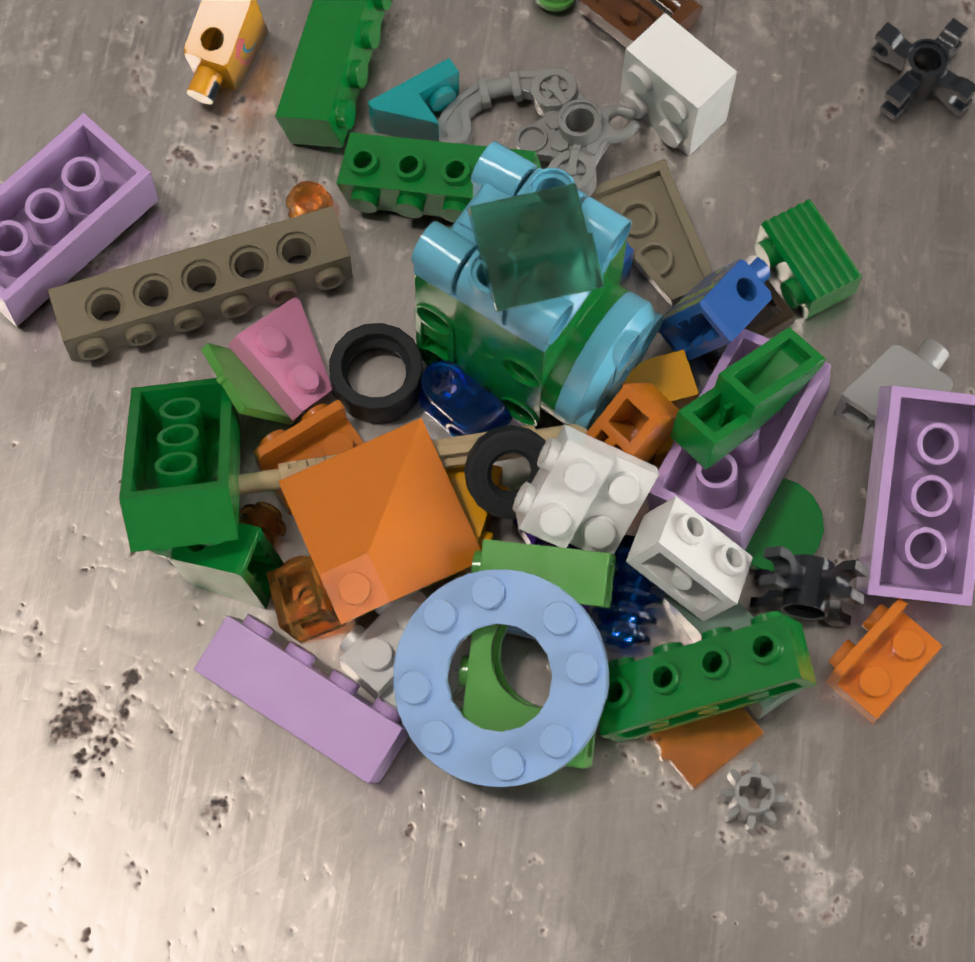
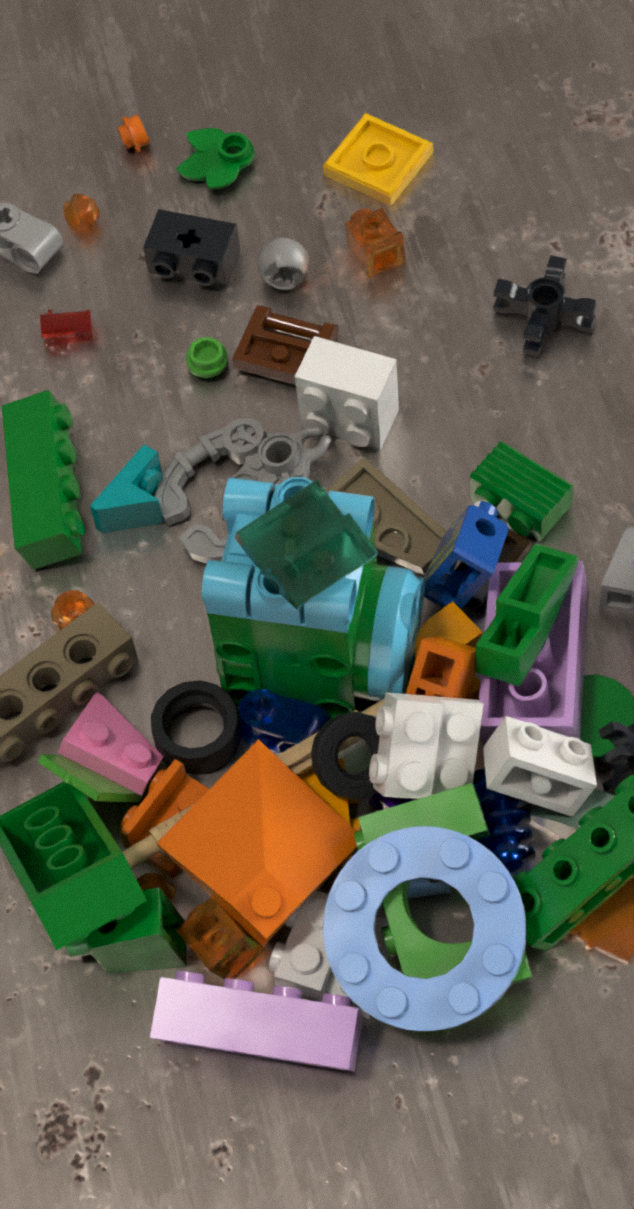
camera: 15 degrees left, 10 degrees down
(410, 175) = (157, 550): green brick -> none

